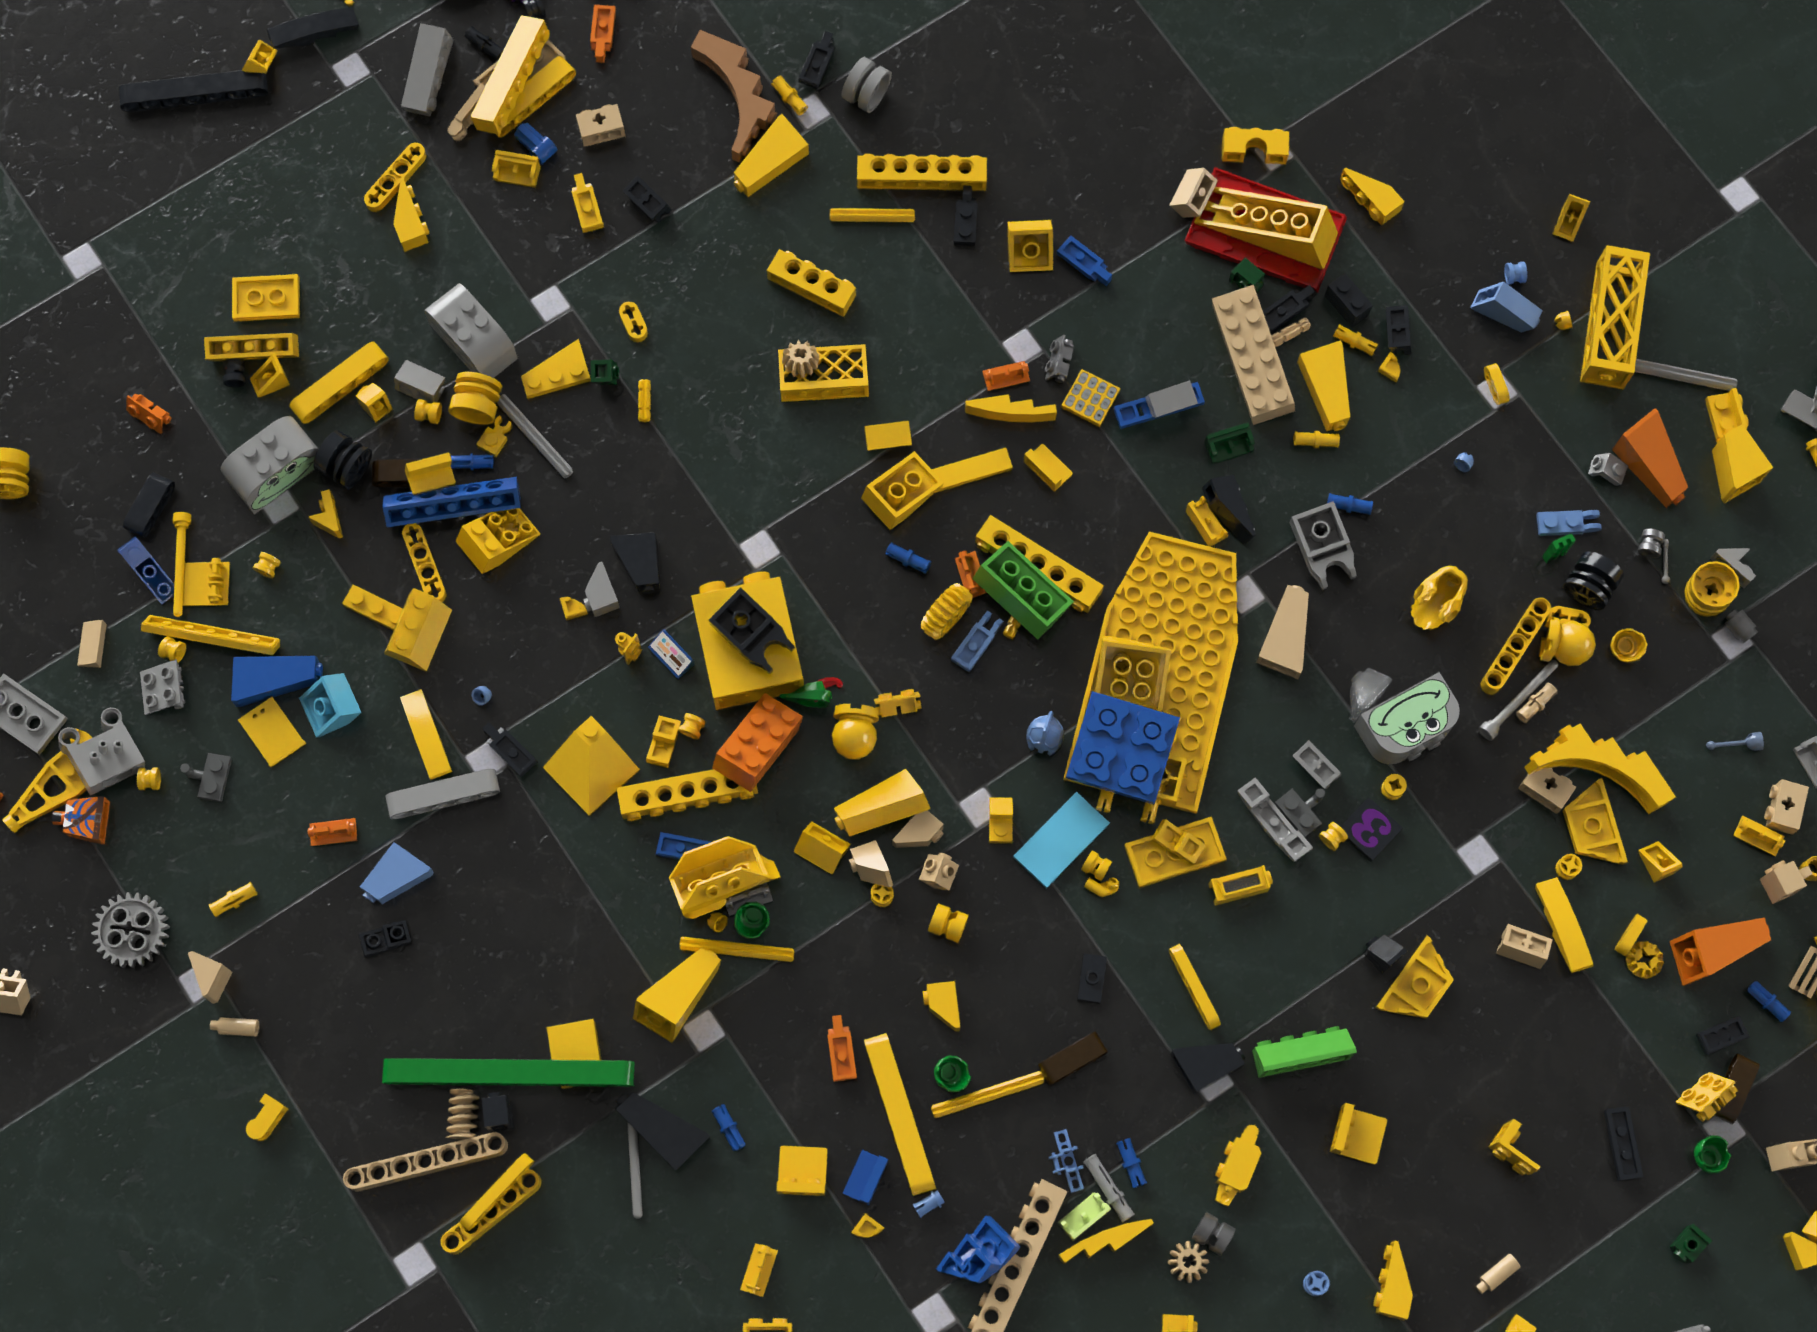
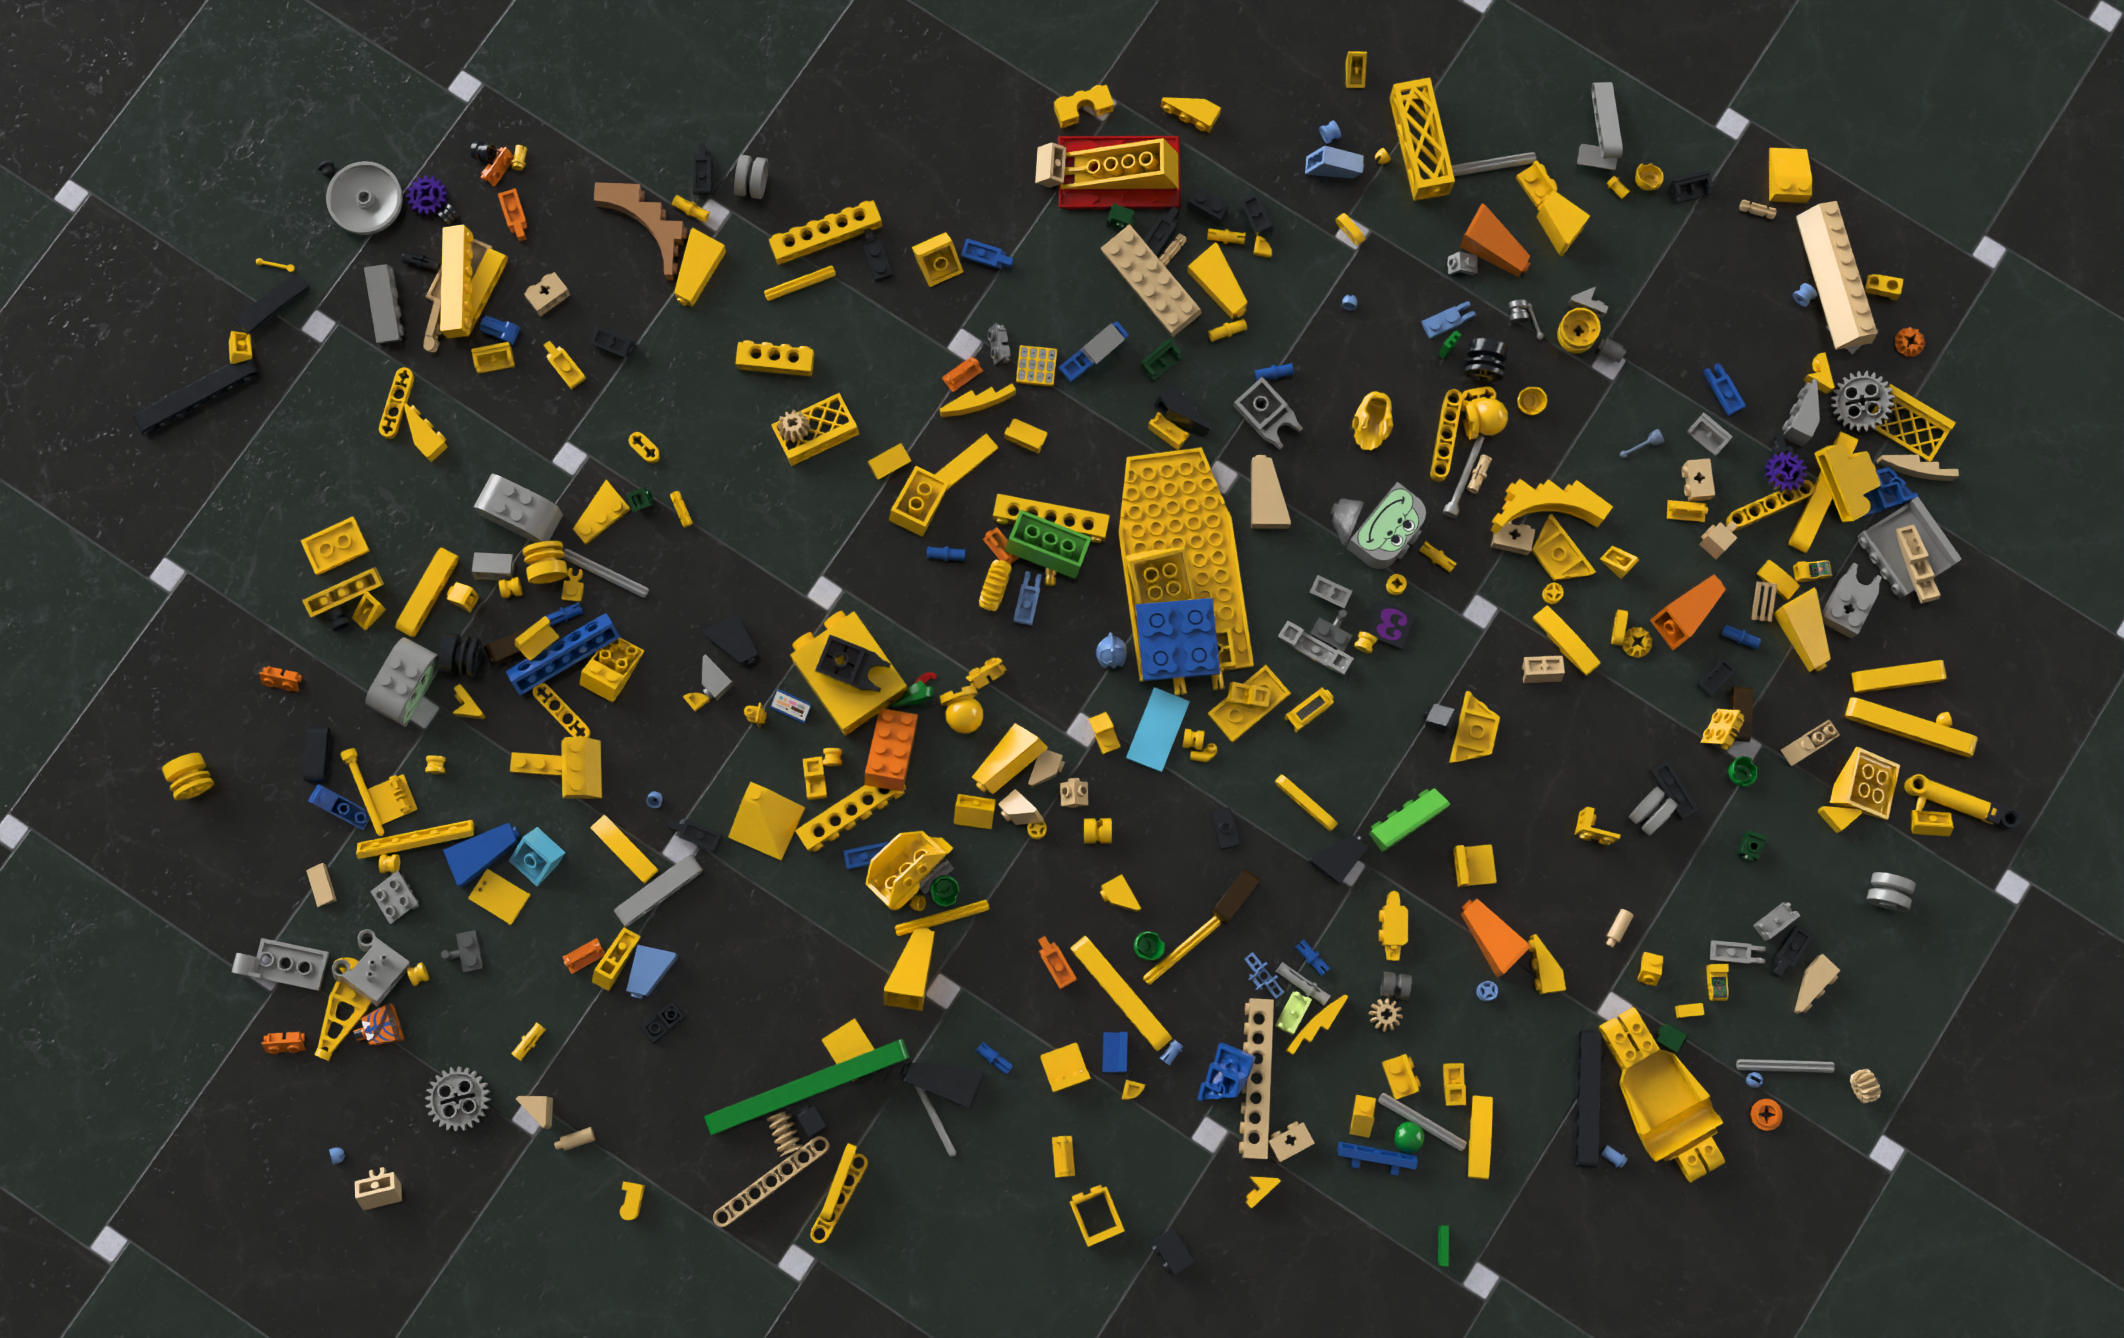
camera: 25 degrees left, 5 degrees up
(363, 849) = (615, 959): none -> yellow slope
(1348, 1224) = (1494, 937): none -> orange slope
(1453, 775) = (1437, 557): none -> yellow pin
(1589, 1156) = (1656, 813): none -> light grey wheel

